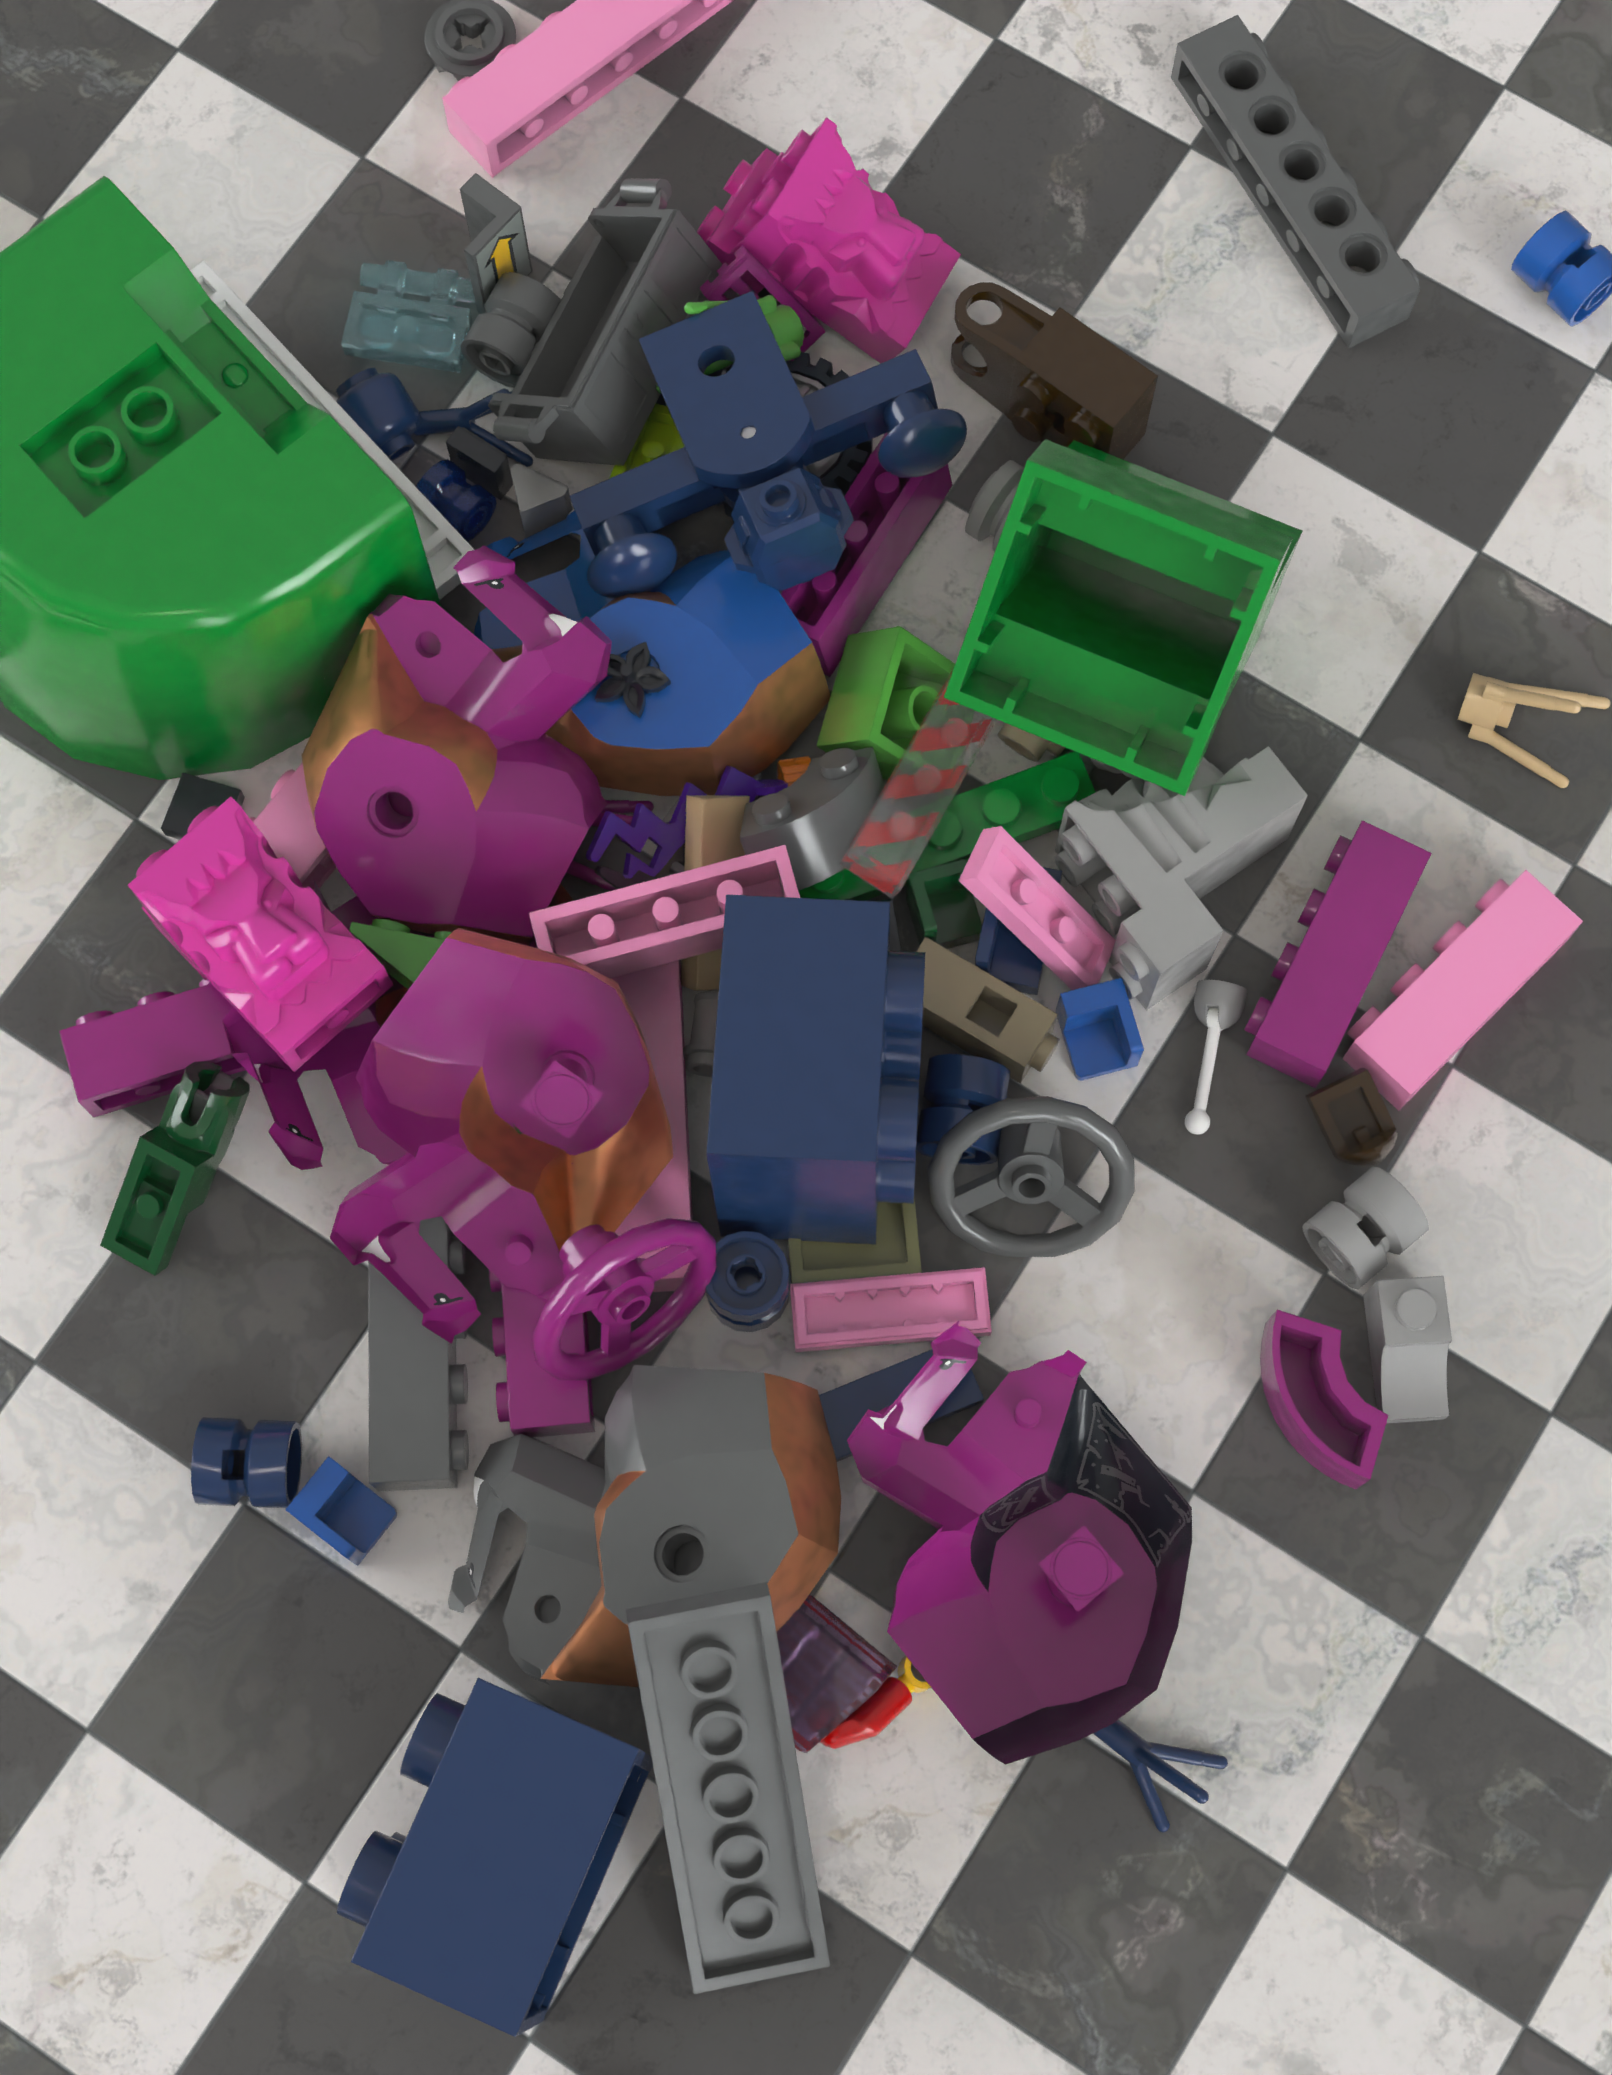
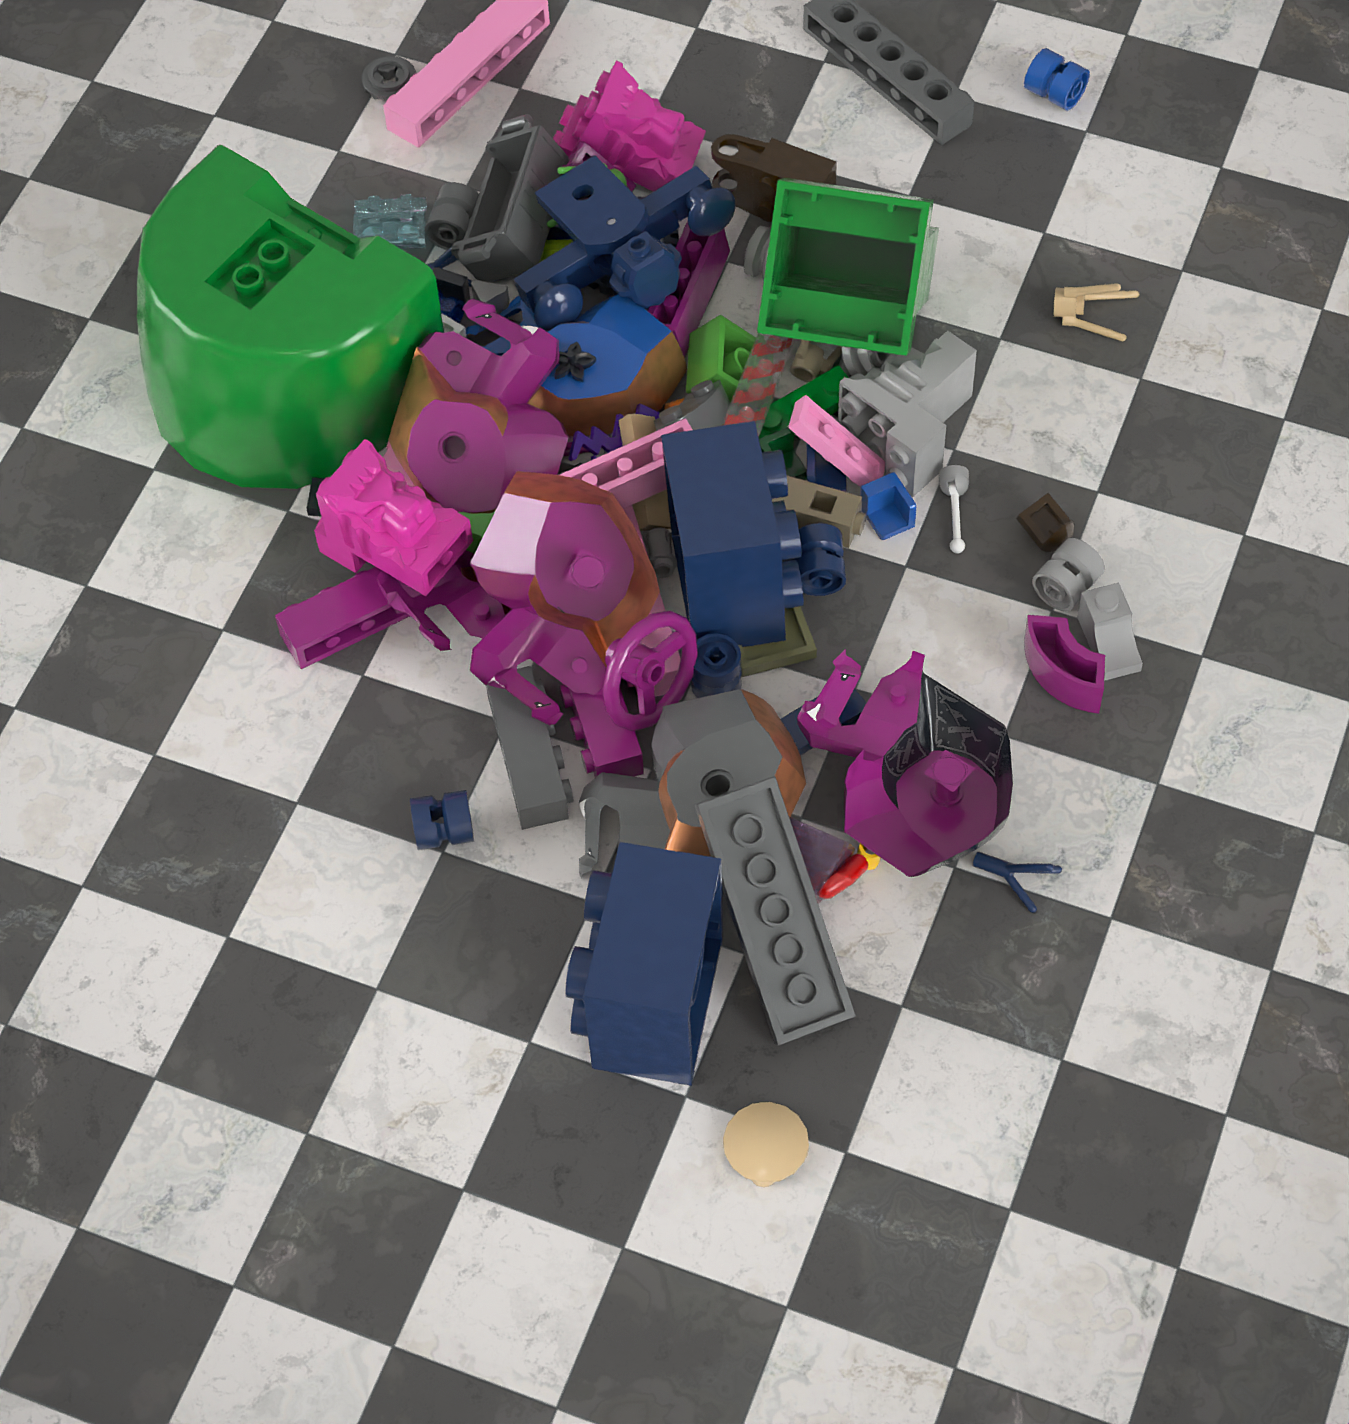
camera: 10 degrees left, 15 degrees down
(175, 1166) = (360, 675): dark green plate -> none
(342, 1511) = (502, 840): blue panel -> none
(495, 235) = (431, 166): panel -> none
(888, 1309) = (797, 672): bright pink plate -> none
(1030, 1173) = (867, 579): dark grey piece -> none
(1338, 953) = (1015, 440): magenta brick -> none
(1462, 988) = (1092, 445): bright pink brick -> none

